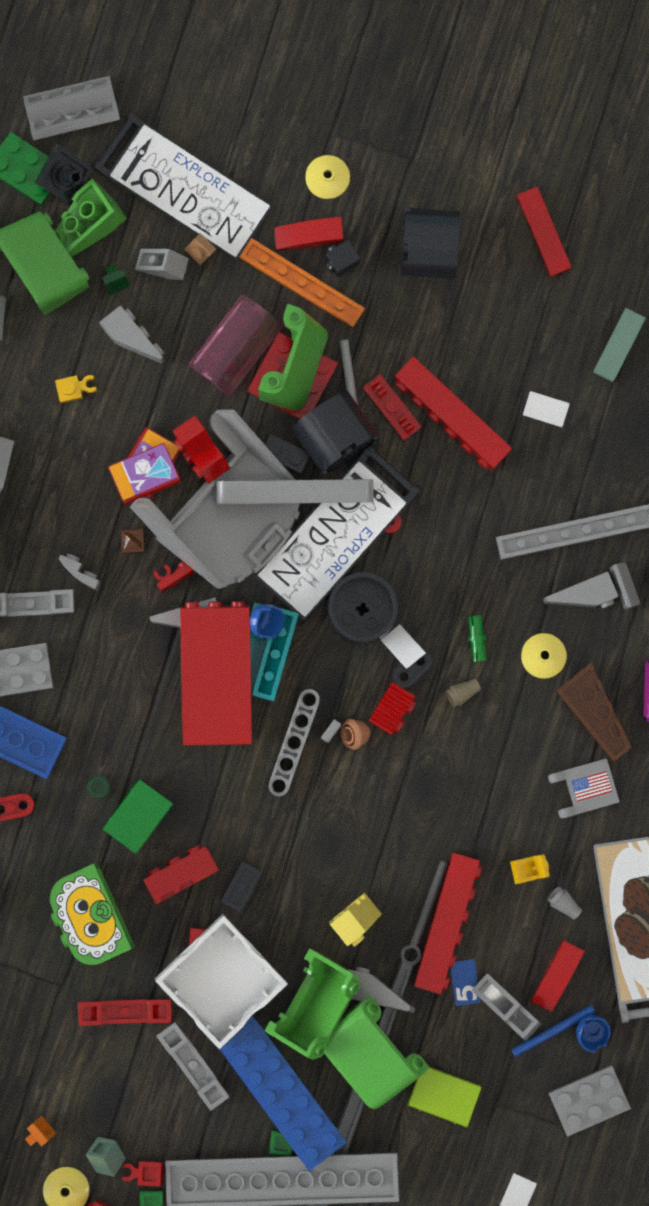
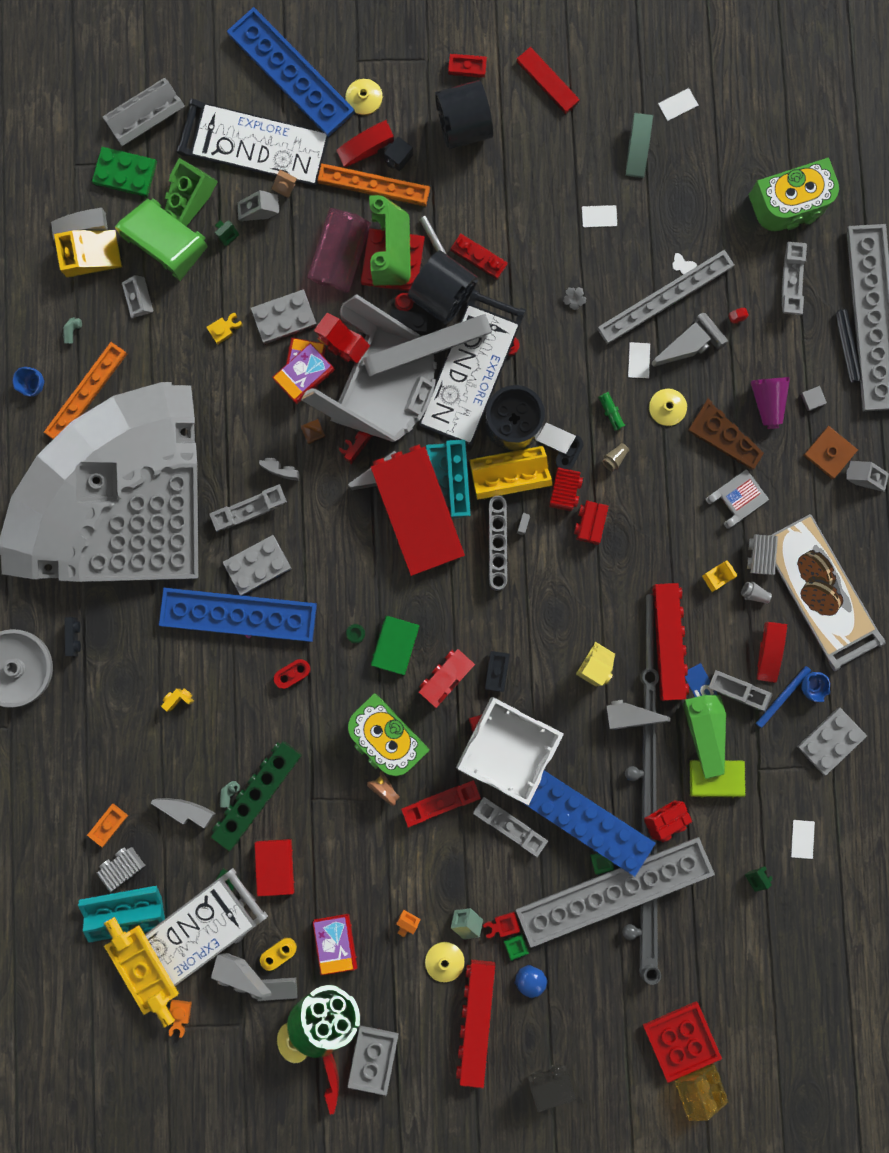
camera: 15 degrees left, 0 degrees up
(63, 174) = (155, 163): black plate -> none
(67, 973) = (384, 789): none -> nougat piece
(125, 333) = (250, 271): light grey slope -> none
(146, 399) = (283, 316): none -> light grey plate
(254, 120) = (291, 72): none -> blue plate
(267, 621) = (443, 453): blue hair -> none
(285, 430) = (403, 303): none -> red plate
(316, 1006) = (592, 743): bright green windscreen -> none
(337, 667) = (510, 472): none -> yellow slope
(354, 733) = (542, 519): nougat cone -> none
(369, 1057) = (648, 767): bright green windscreen -> none
(370, 1123) = (668, 820): none -> red brick
(408, 756) = (592, 522): none -> red brick
(452, 414) = (528, 244): red brick -> none
(454, 1035) = (708, 729): none -> bright green wedge
(457, 183) = (467, 65): none -> red plate
(482, 494) = (574, 298): none -> light grey plant
(530, 590) = (639, 360): none -> white sticker
(588, 862) = (763, 554): none -> light grey brick
(617, 496) = (680, 264): none -> white sticker

